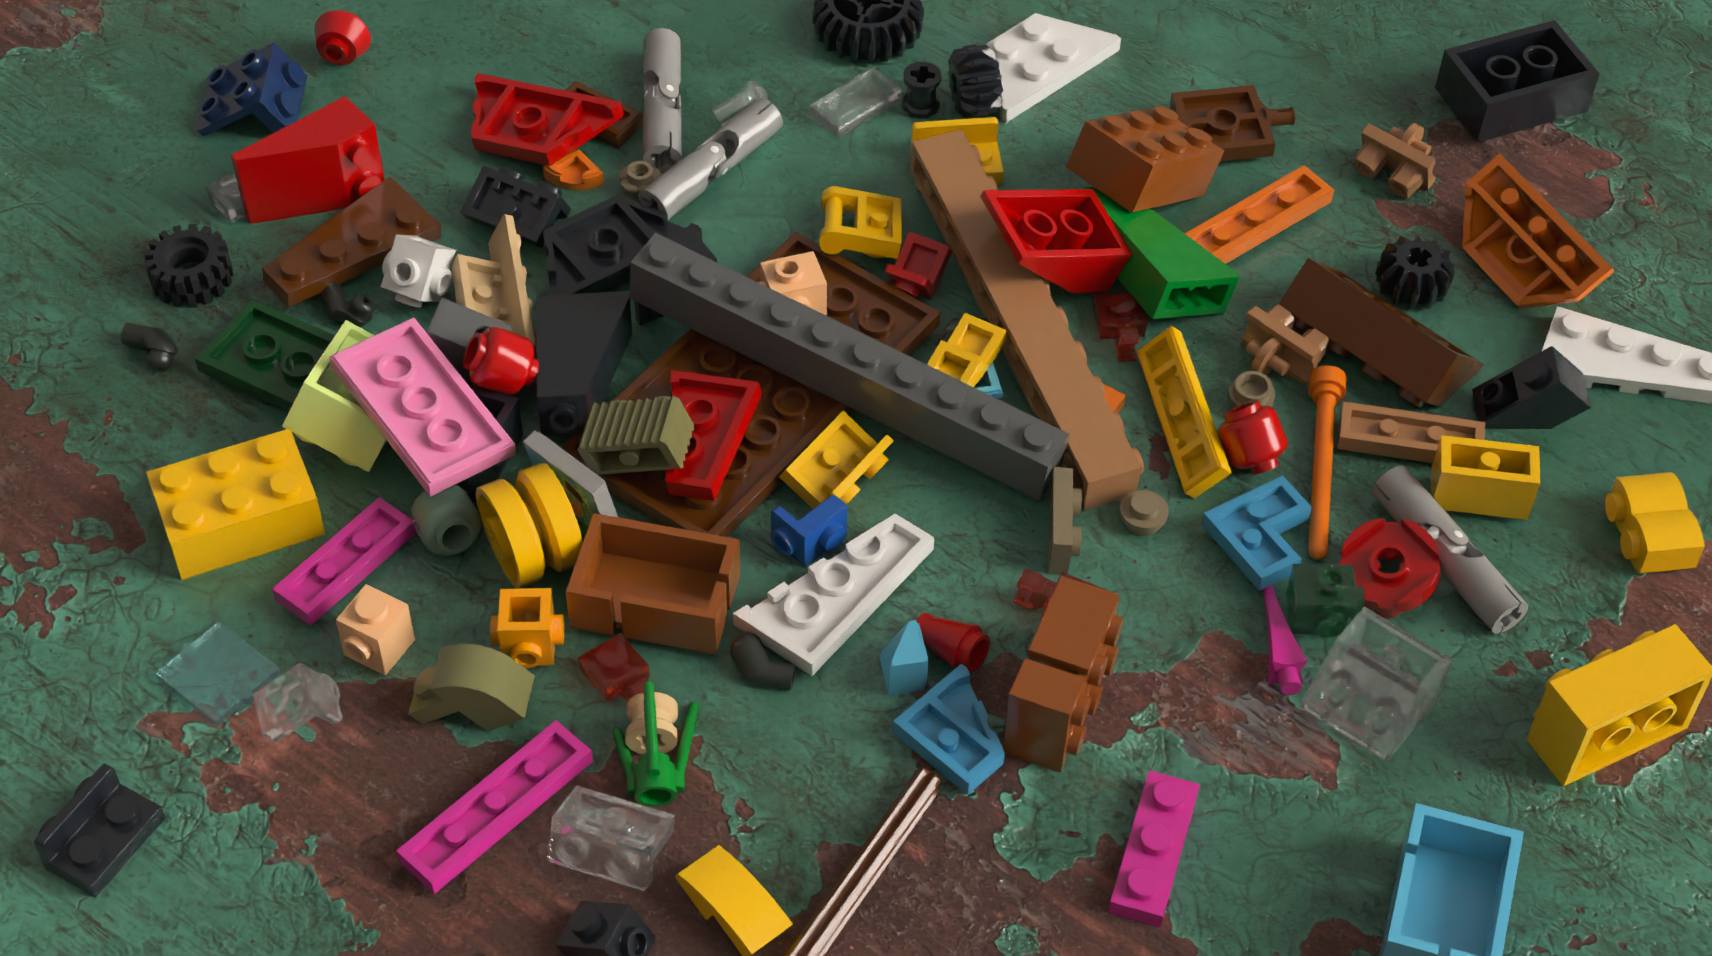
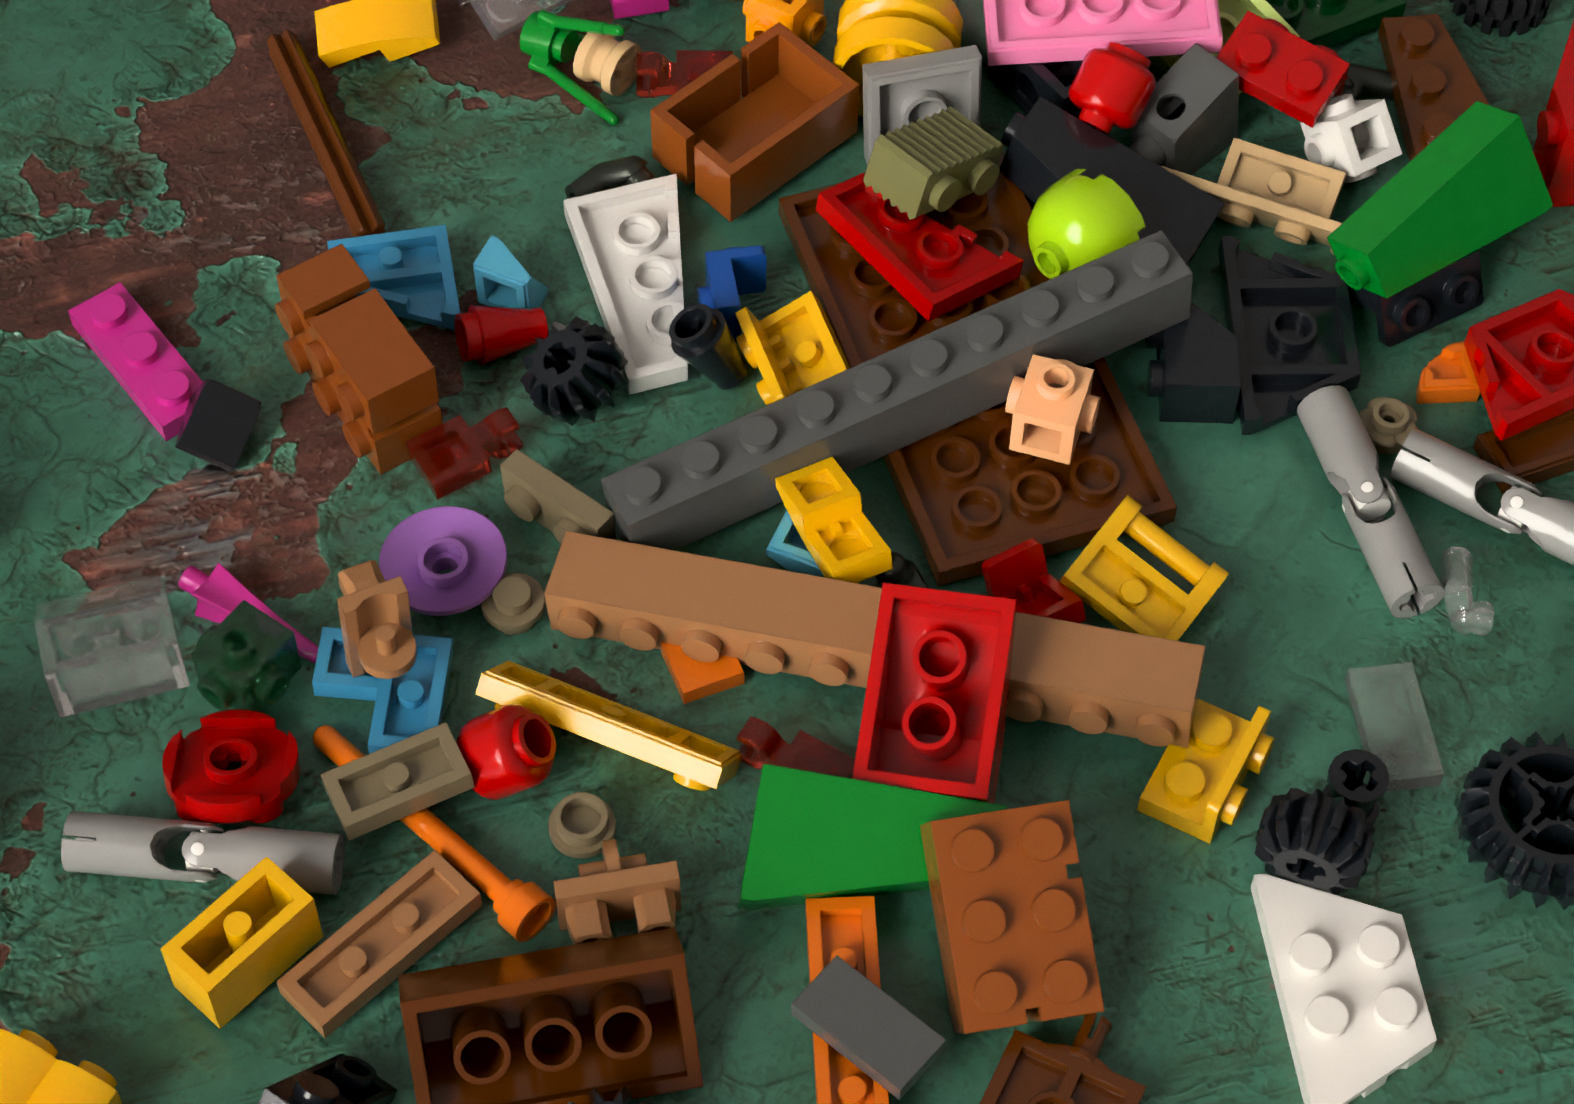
camera: 125 degrees right, 5 degrees up
(402, 292) = (1284, 68): none -> red bracket
(474, 178) = (1443, 204): none -> green slope
(638, 336) = (1080, 222): none -> lime cylinder
(886, 493) = (707, 344): none -> black cone
(956, 564) = (574, 371): none -> black gear
(1160, 539) = (442, 541): none -> medium lavender dish
(1170, 749) = (217, 424): none -> black slope
(1254, 197) = (868, 1027): none -> dark grey tile
(1256, 512) = (375, 622): none -> medium nougat hips
(1324, 467) = (397, 781): none -> dark tan plate

